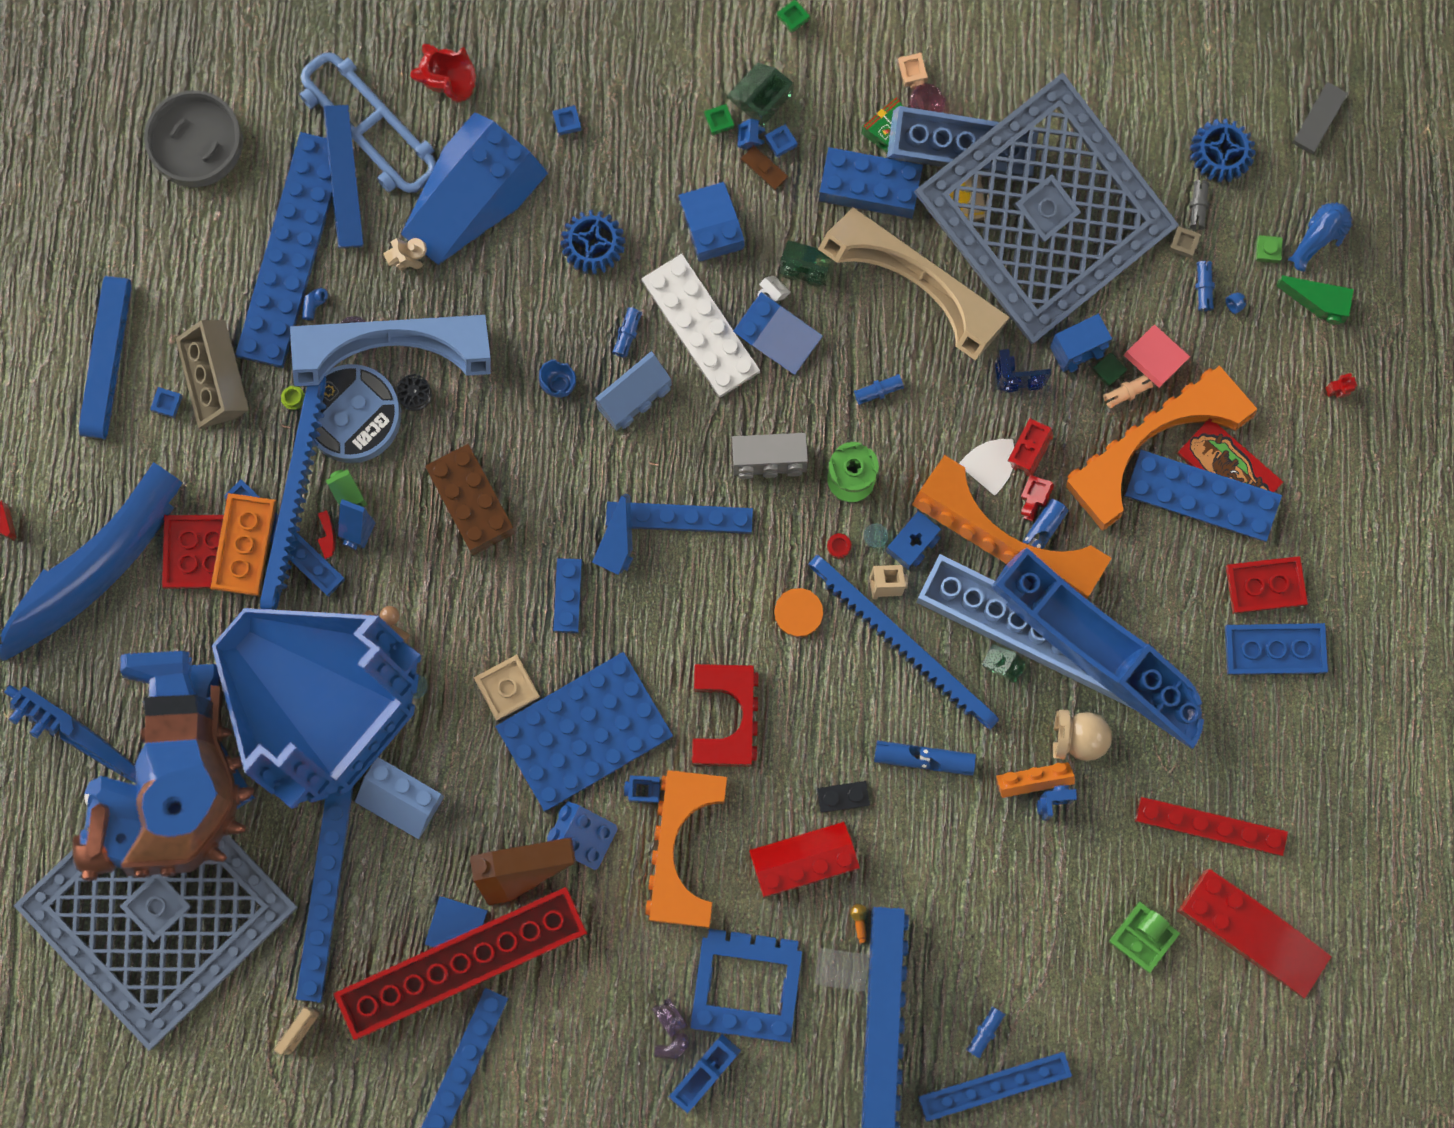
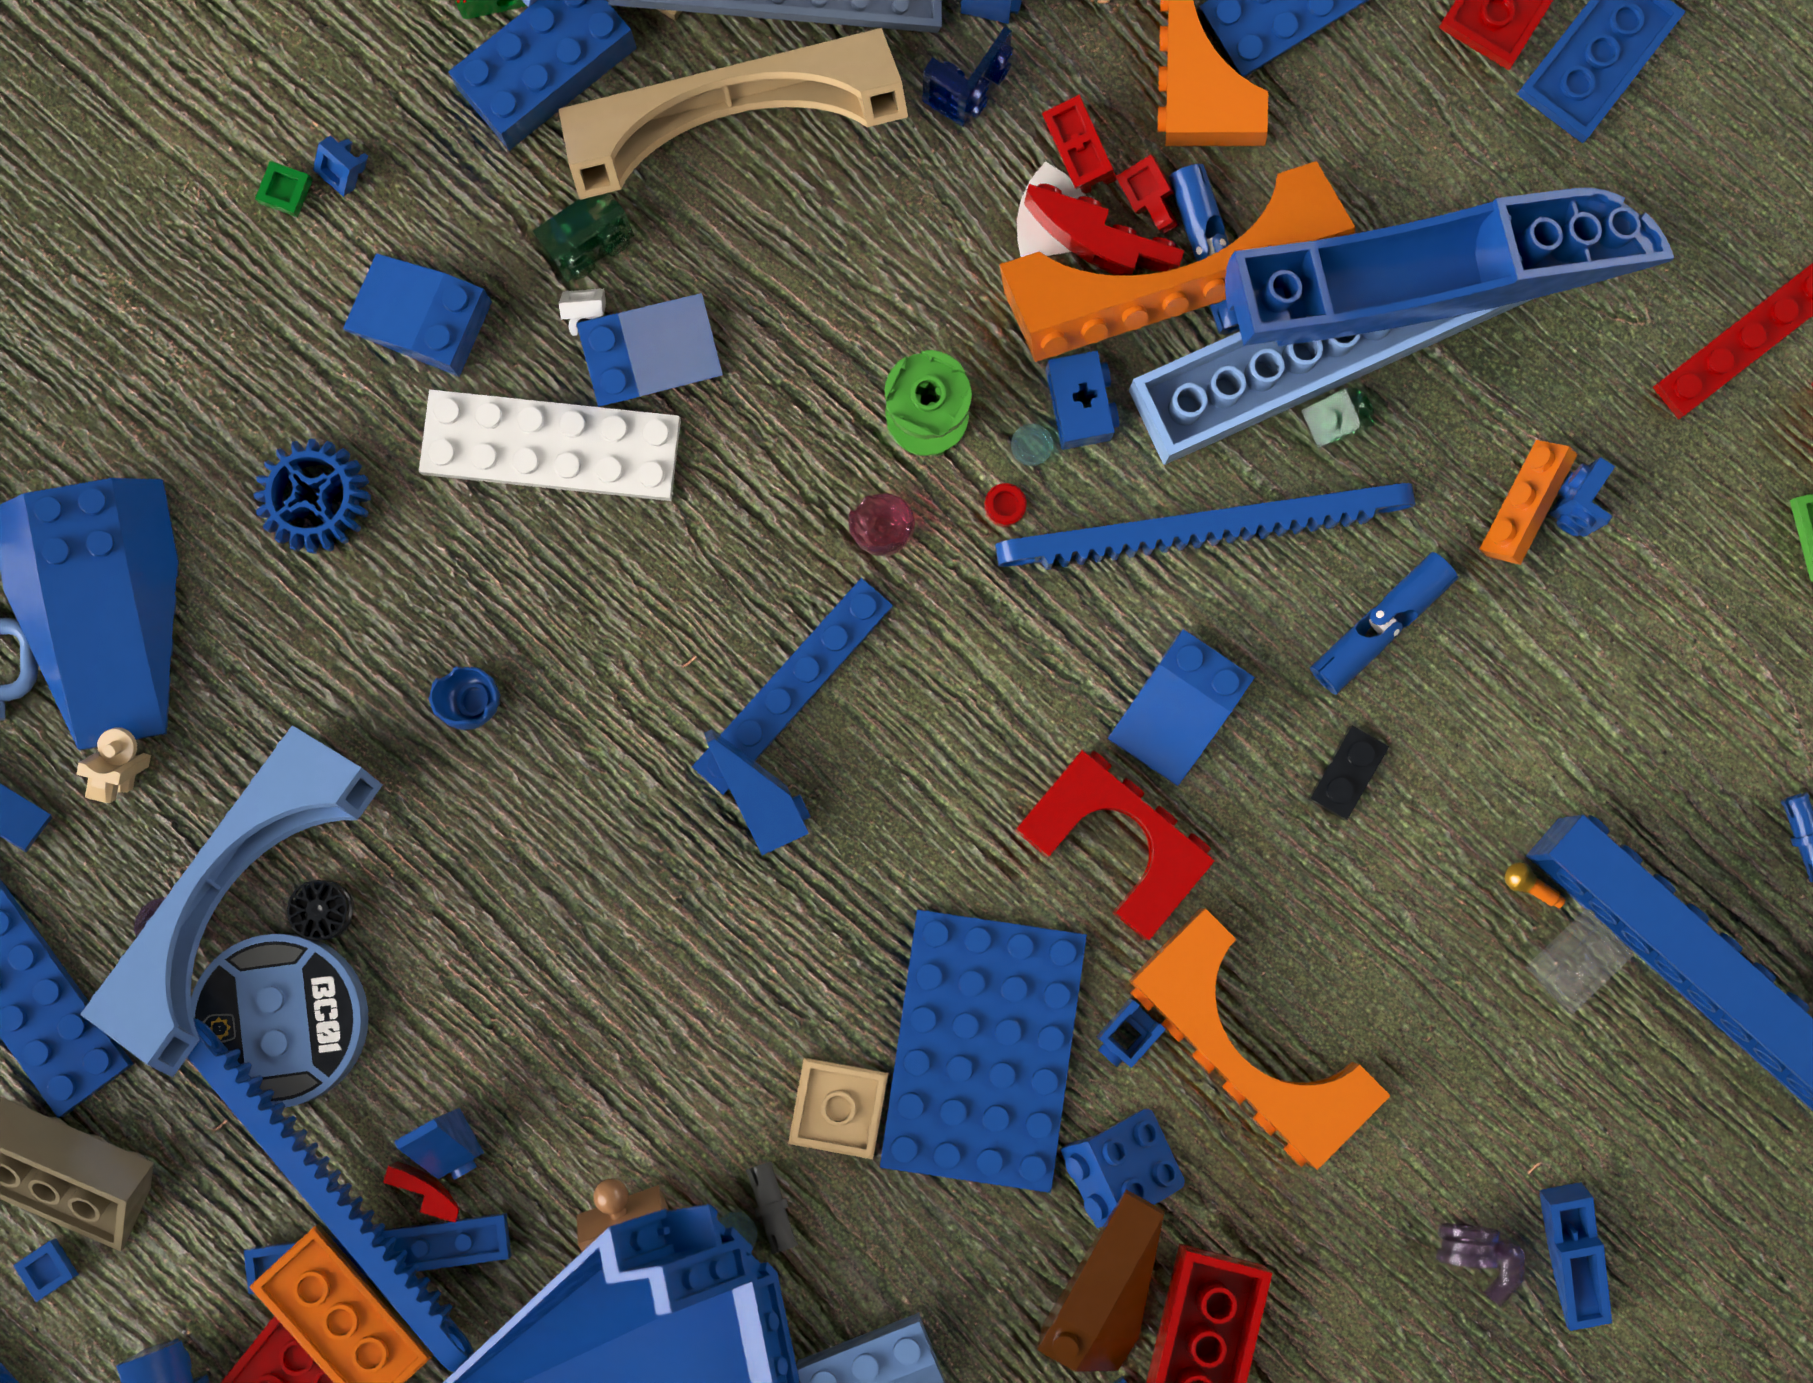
camera: 55 degrees left, 5 degrees up
(292, 397) = (187, 1086): lime plate -> none
(312, 301) = (72, 949): blue arm -> none
(345, 487) = (382, 1116): bright green slope -> none
(439, 692) = (771, 1207): none -> dark grey pin
(470, 499) = (535, 952): reddish brown brick -> none
(567, 120) = (110, 394): blue plate -> none
(567, 595) = (777, 923): blue plate -> none
(627, 332) = (478, 551): blue pin -> none
(634, 392) = (571, 608): medium blue slope -> none
(742, 1021) = (1545, 1150): blue hinge -> none
(761, 92) = (294, 100): clear green slope -> none
(764, 168) = (402, 184): reddish brown piece -> none
(769, 455) = (810, 495): light grey brick -> none
(781, 140) = (383, 130): blue plate -> none
(783, 497) = (882, 524): none -> clear pink hair
(798, 612) = (1052, 631): orange tile -> none
(804, 859) = (1395, 893): red slope -> none
(810, 696) = (1180, 707): none -> blue slope
(878, 389) = (836, 279): blue pin -> none
(888, 581) = (1106, 465): tan brick -> none
(993, 481) = (1081, 229): none -> red slope
(1083, 736) = (1522, 393): tan tile -> none

